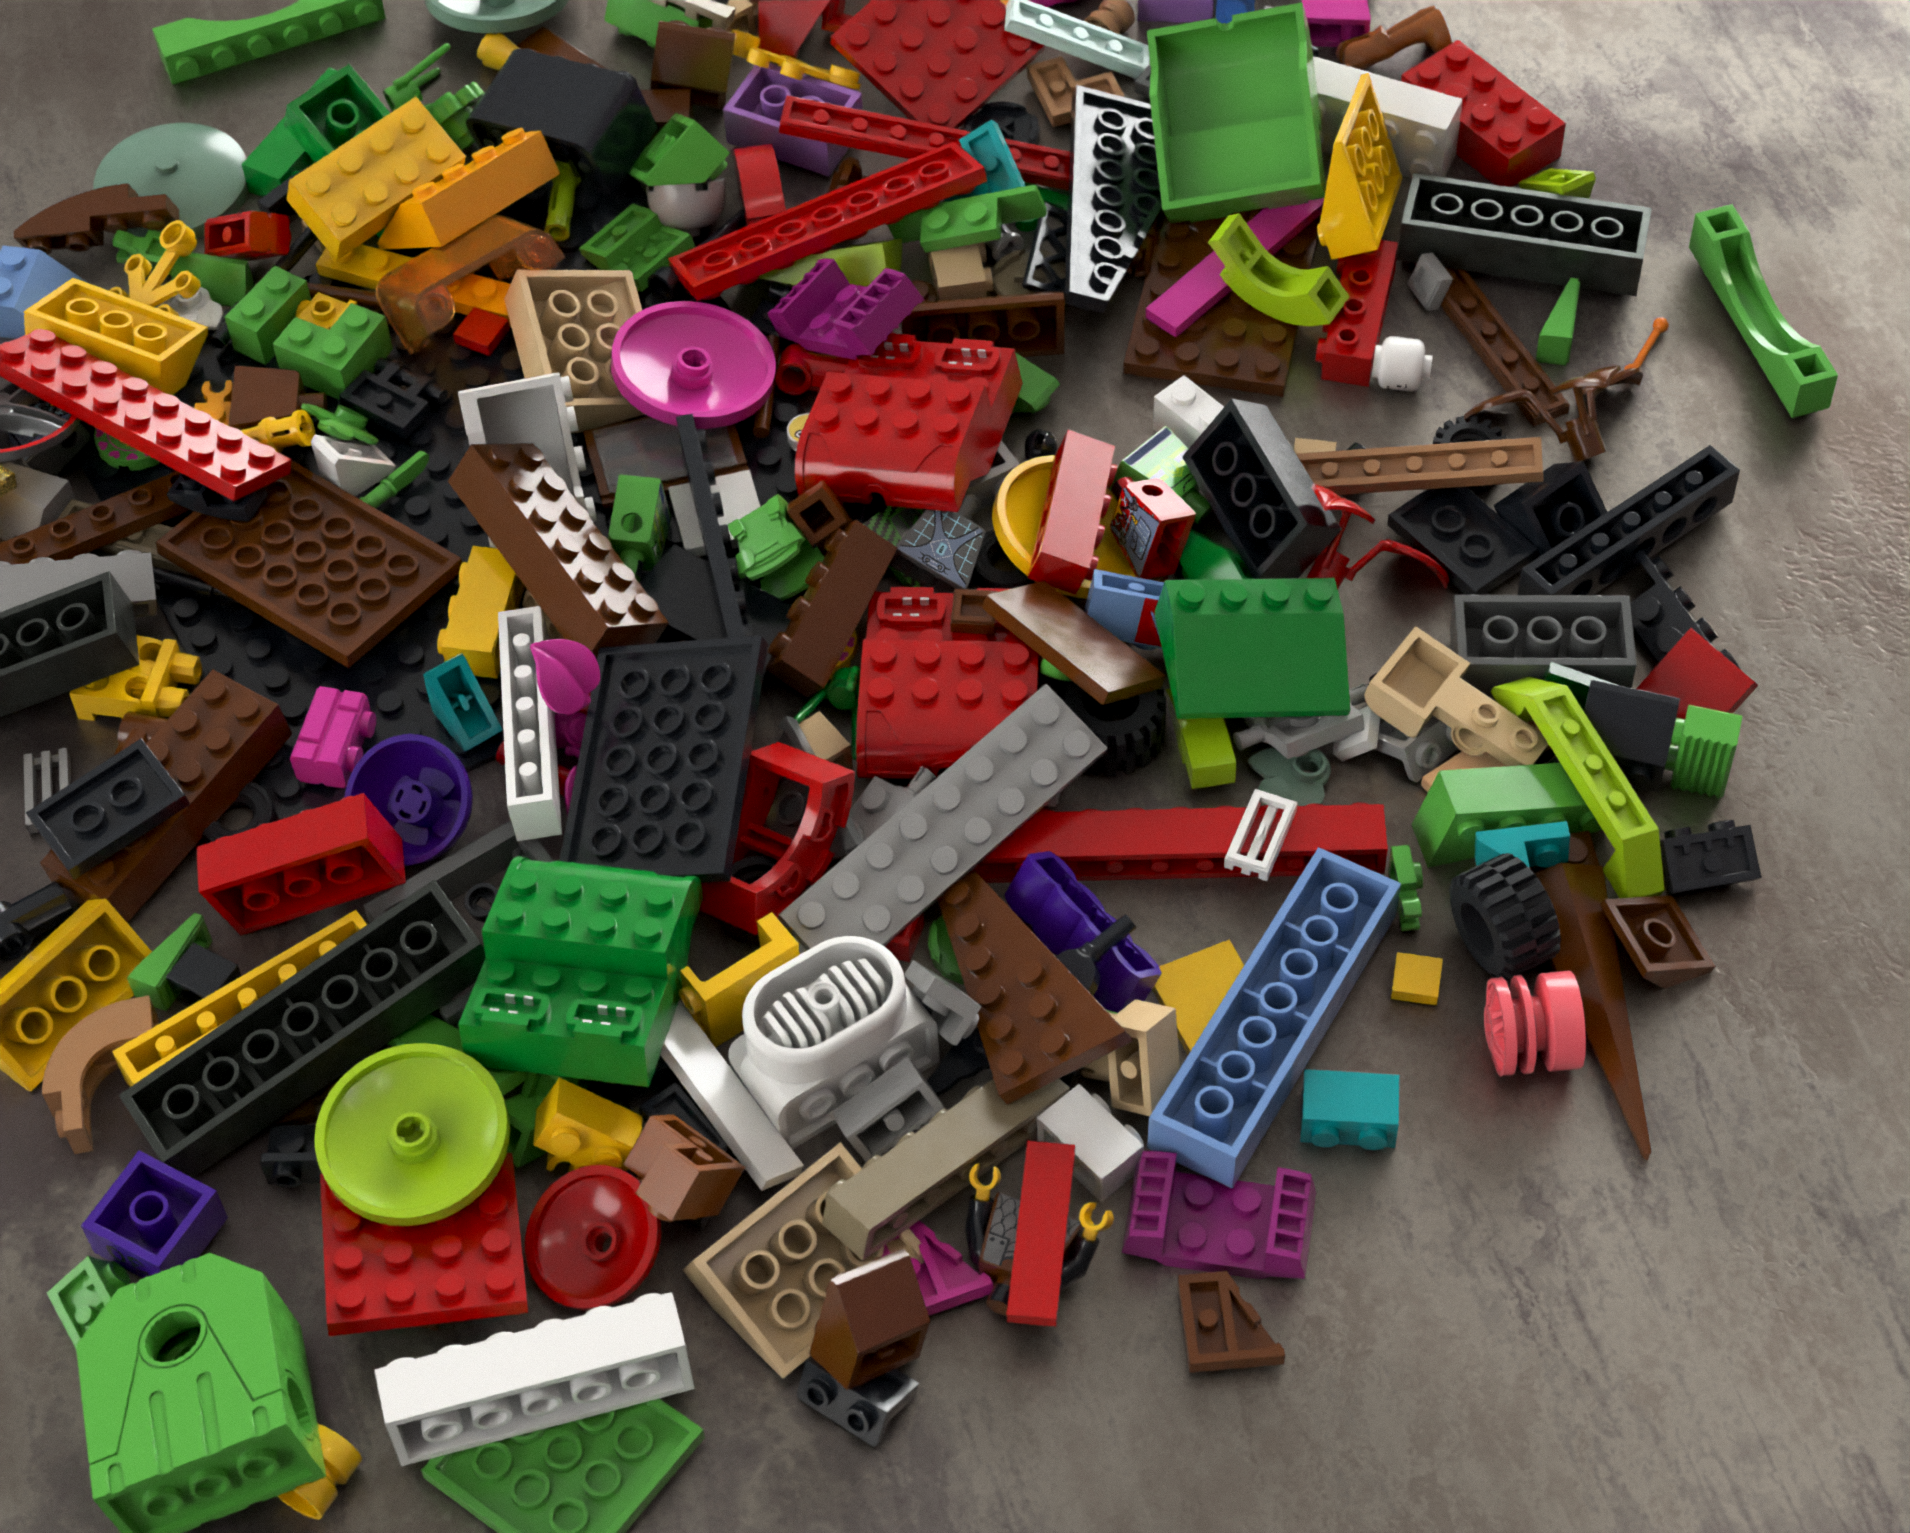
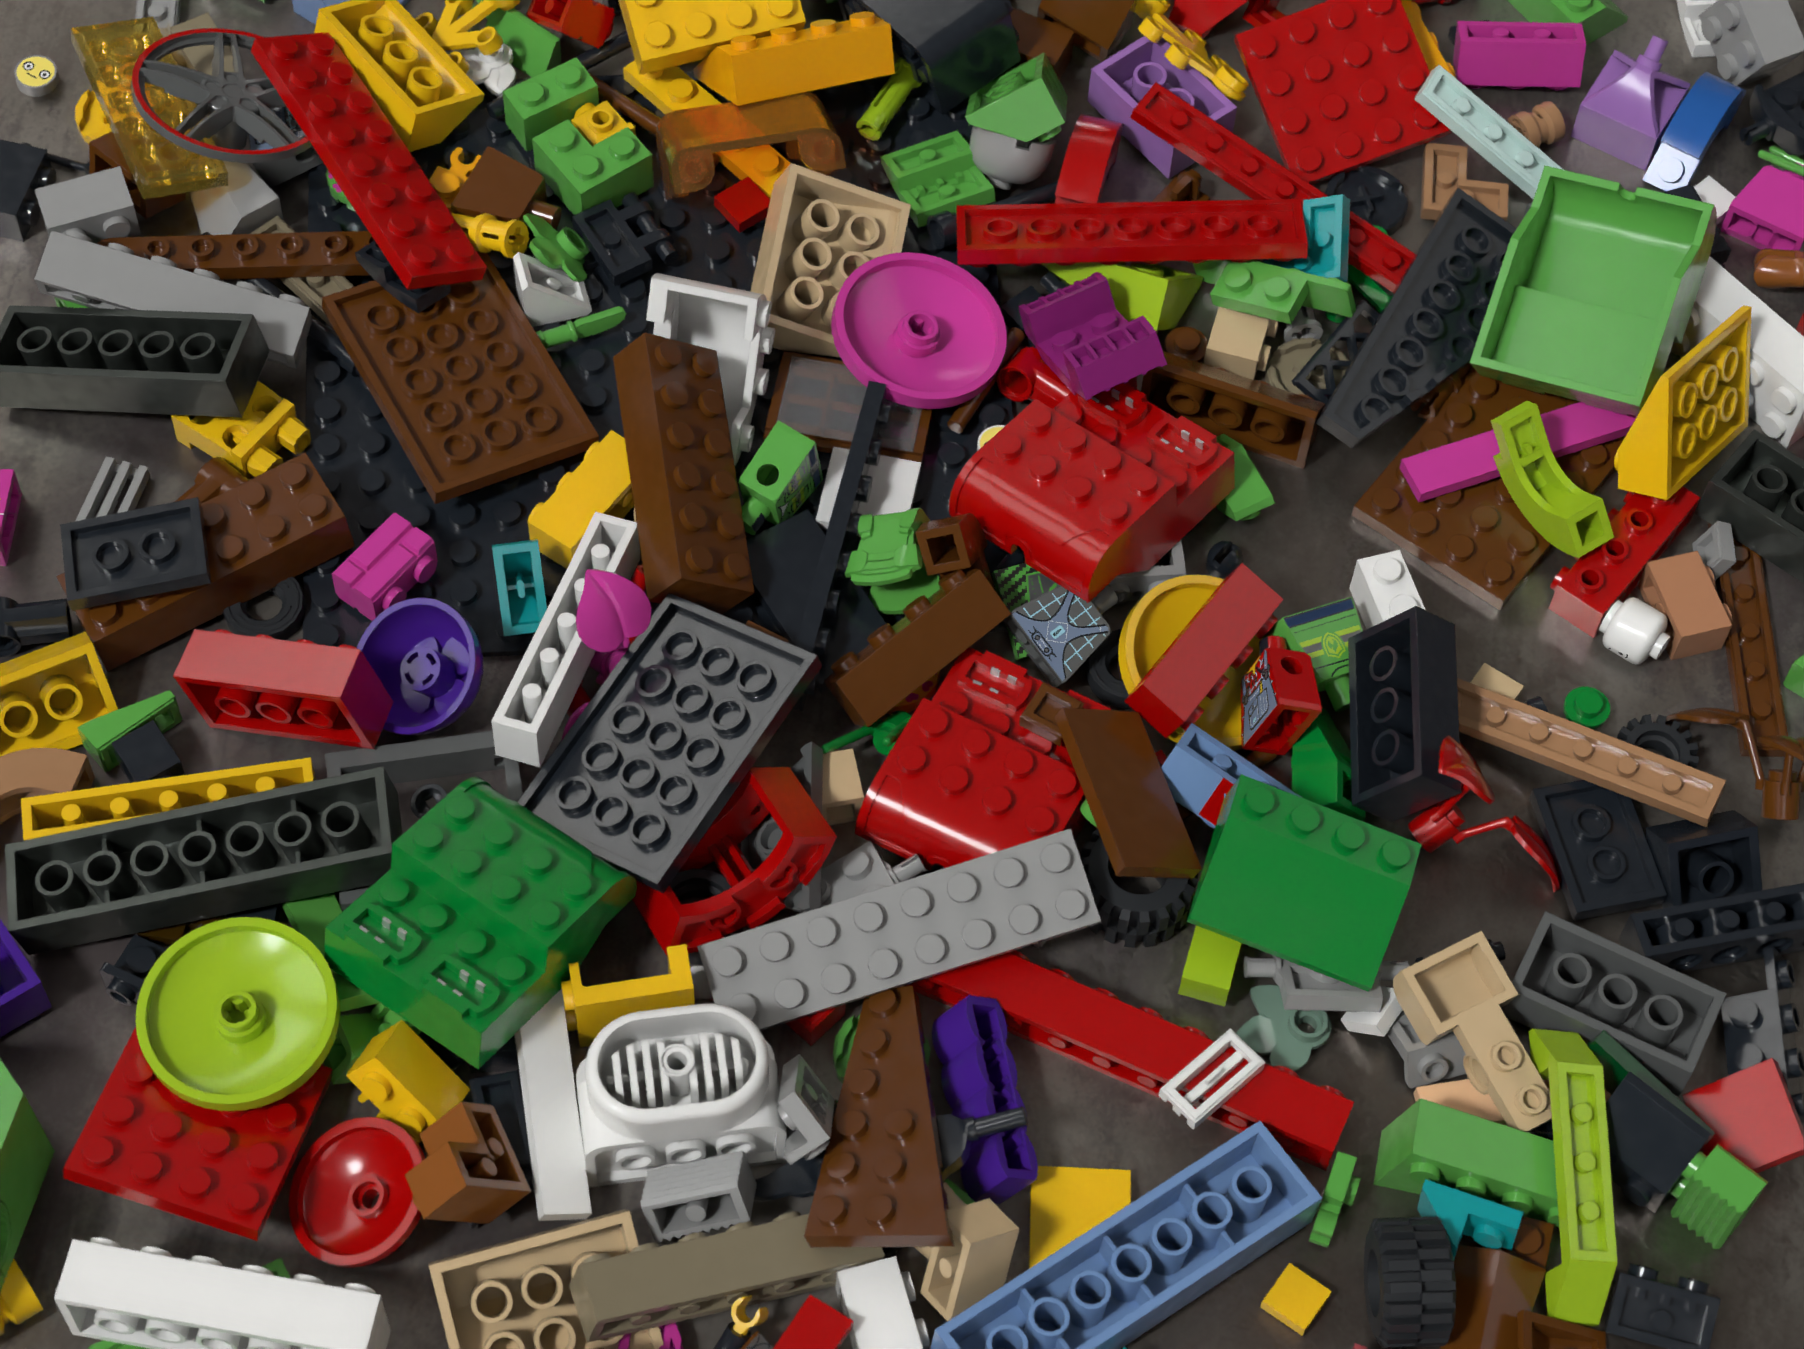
camera: 20 degrees right, 5 degrees up
(1394, 435) = (1586, 707): none -> green plate
(1428, 318) = (1688, 597): none -> nougat brick

